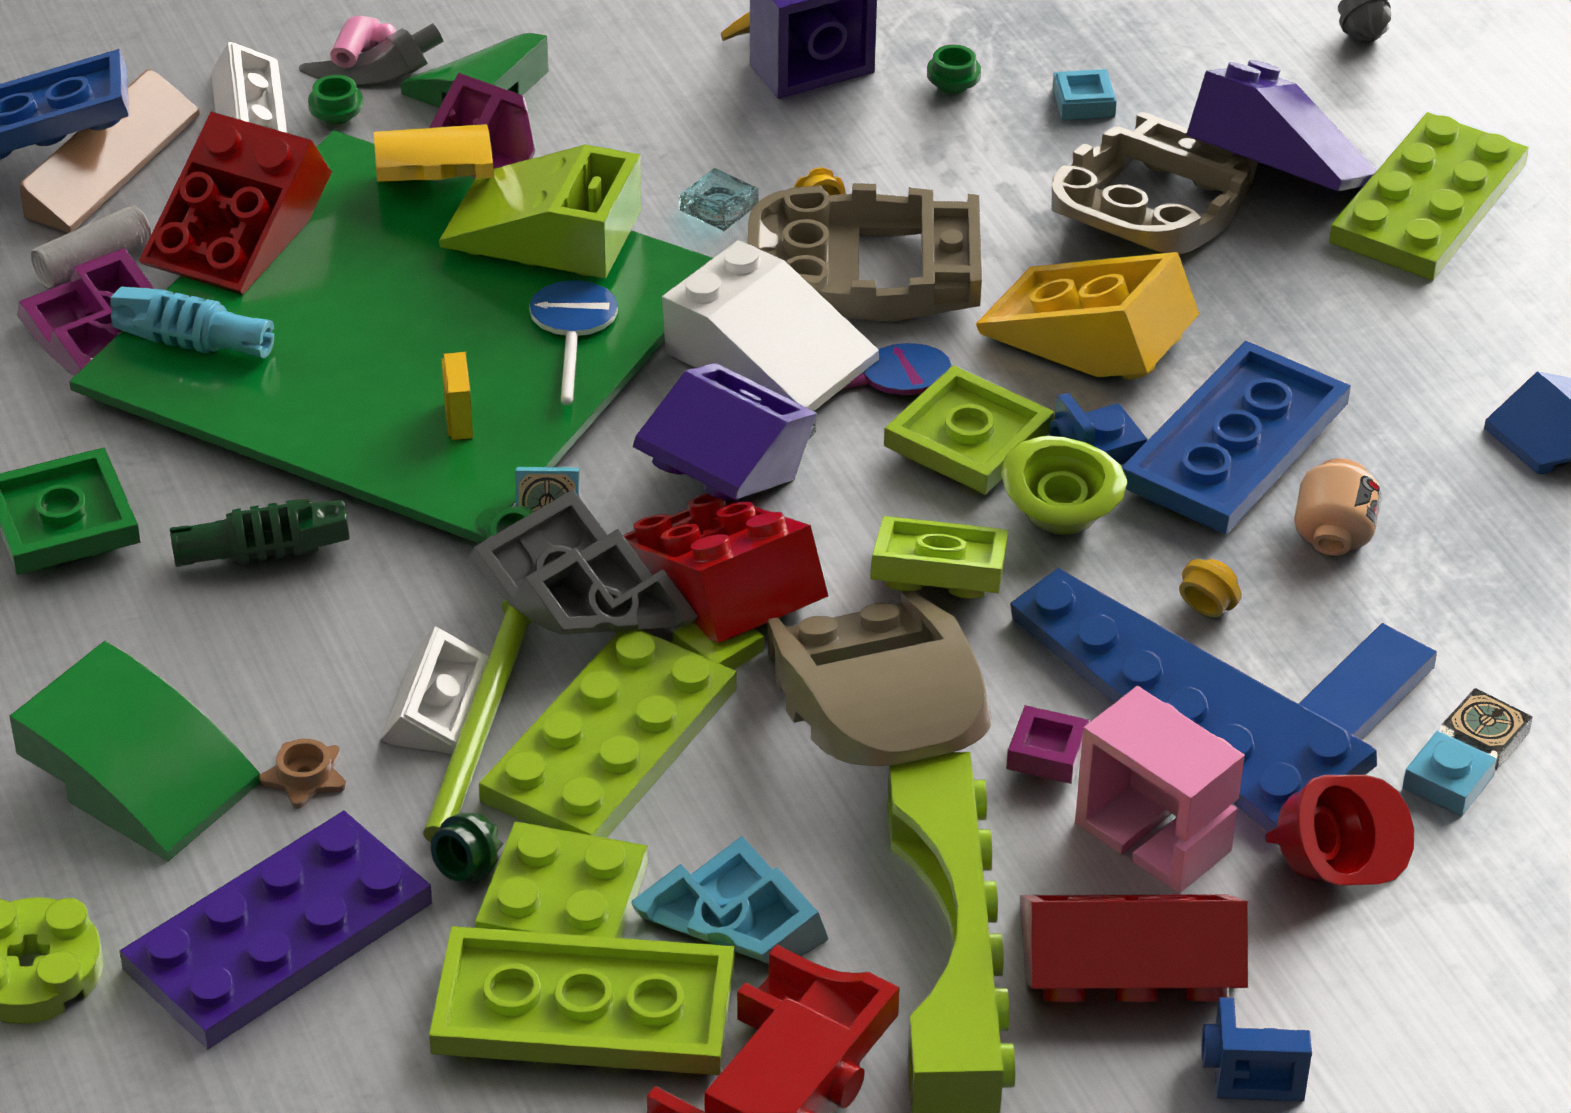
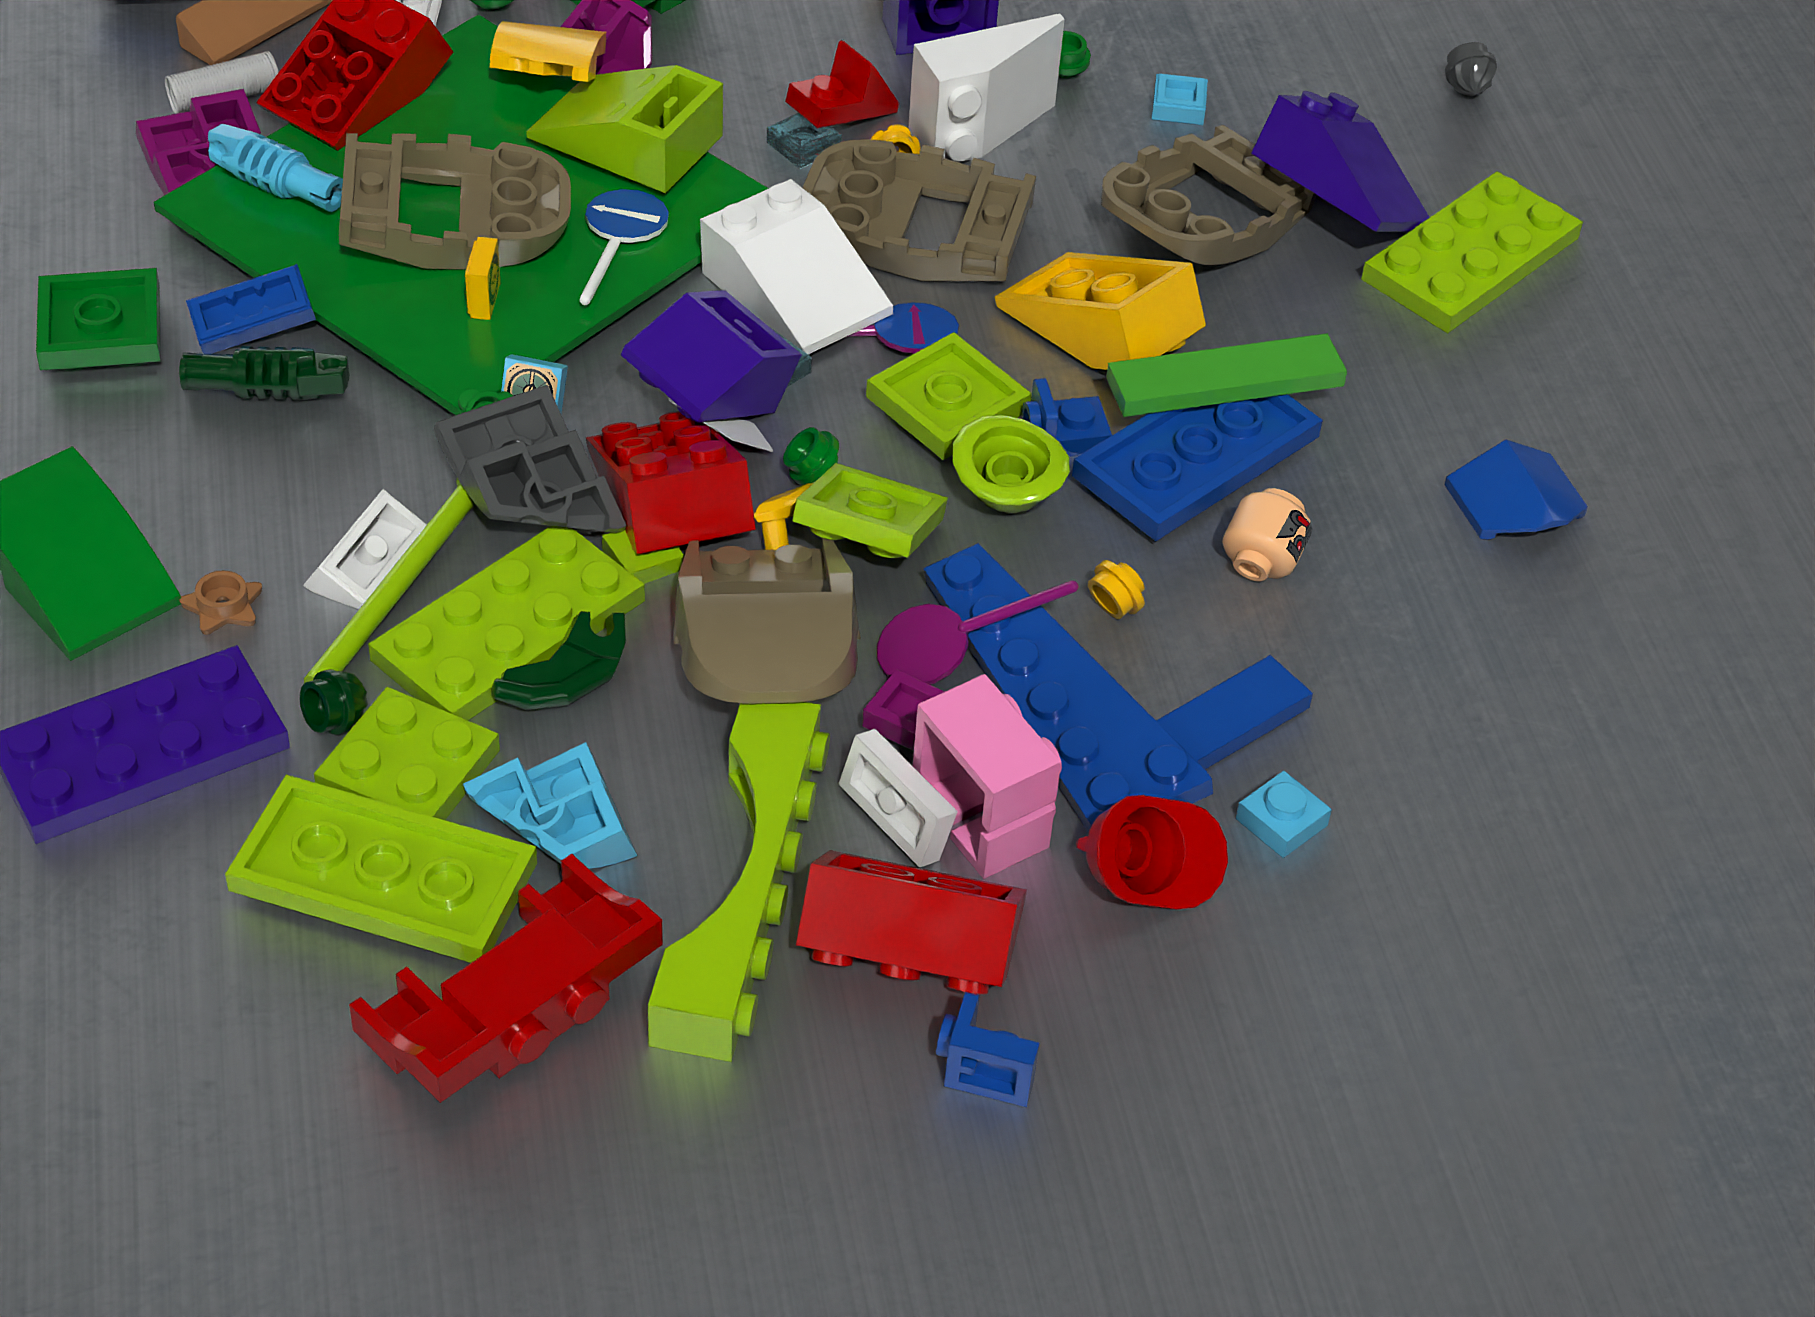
camera: 10 degrees right, 5 degrees up
(219, 472) = (250, 310): none -> blue plate
(434, 307) = (503, 195): none -> dark tan slope
(697, 770) = (573, 670): none -> dark green piece
(752, 145) = (847, 95): none -> red slope
(770, 501) = (739, 431): none -> white sticker
(842, 577) = (773, 514): none -> yellow bar
(855, 513) = (810, 455): none -> green plate
(892, 113) = (984, 85): none -> white slope
(1049, 670) = (933, 639): none -> magenta piece
(1073, 829) = (897, 798): none -> white plate
(1242, 357) = (1225, 374): none -> bright green tile
(1488, 725) = (1336, 776): tile -> none

